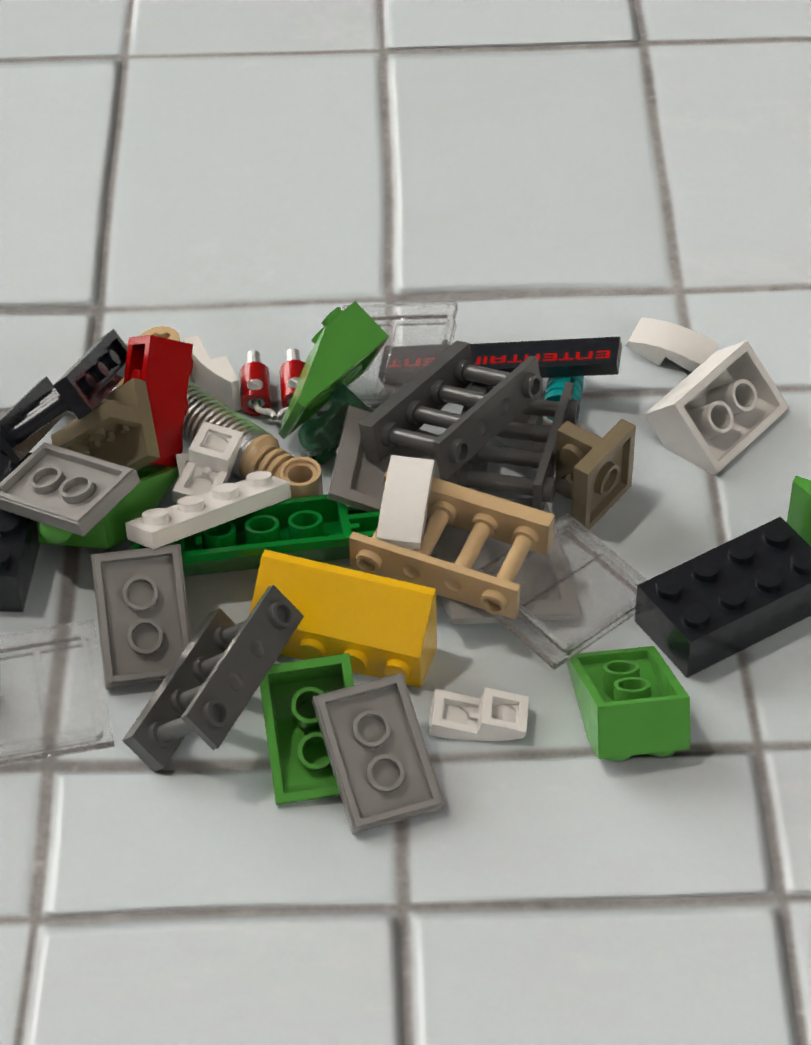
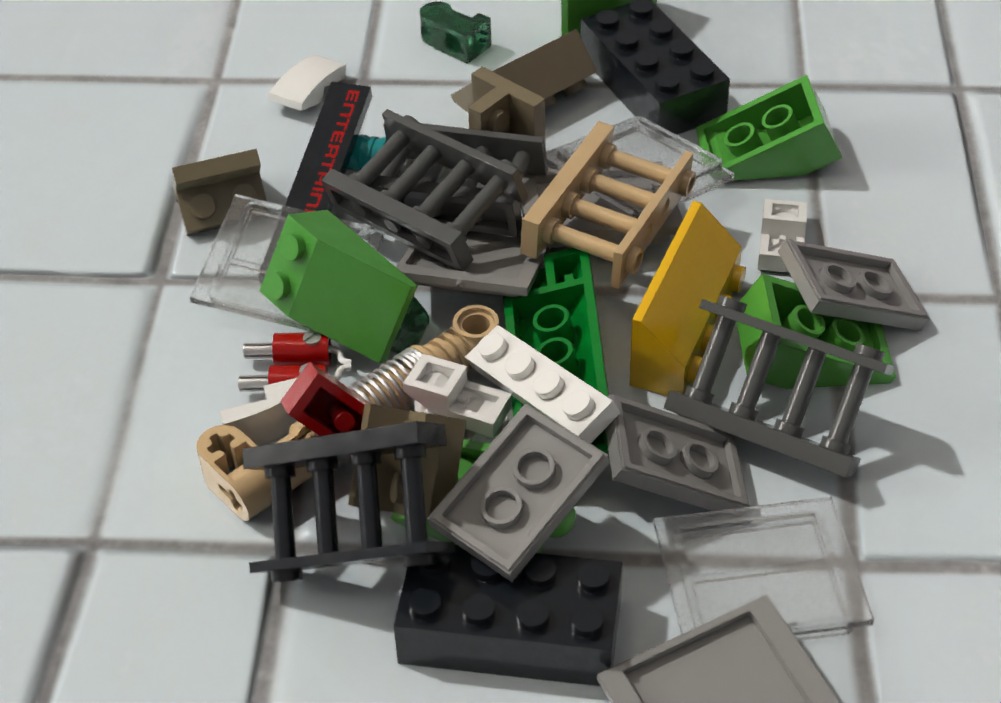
camera: 85 degrees left, 0 degrees up
(405, 501) = (593, 213): white slope -> none
(487, 303) = (209, 186): none -> dark tan bracket
(689, 496) = (545, 71): none -> dark tan slope
(718, 408) = (402, 60): white slope -> none
(773, 438) = (454, 32): none -> clear green leg

